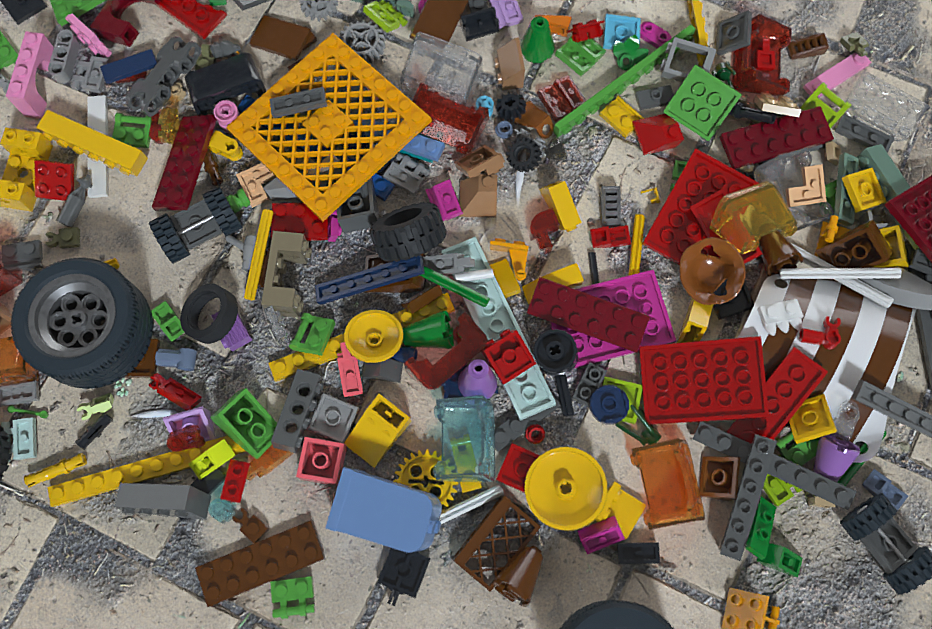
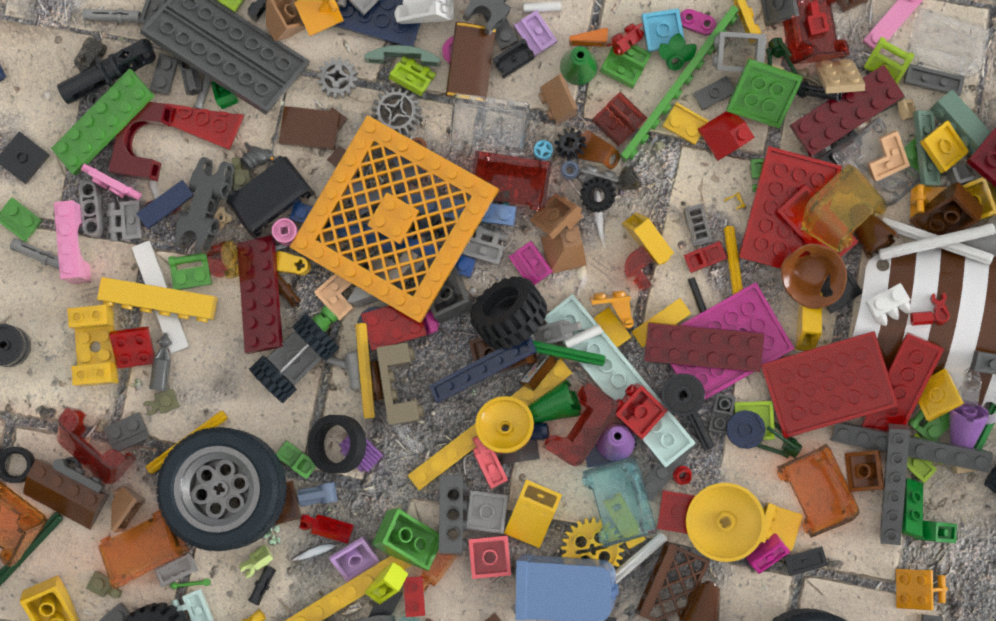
camera: 10 degrees left, 10 degrees up
(179, 440) = (354, 570): clear red plate -> none
(298, 102) = (358, 205): dark grey plate -> none
(317, 337) = (448, 436): bright green plate -> none

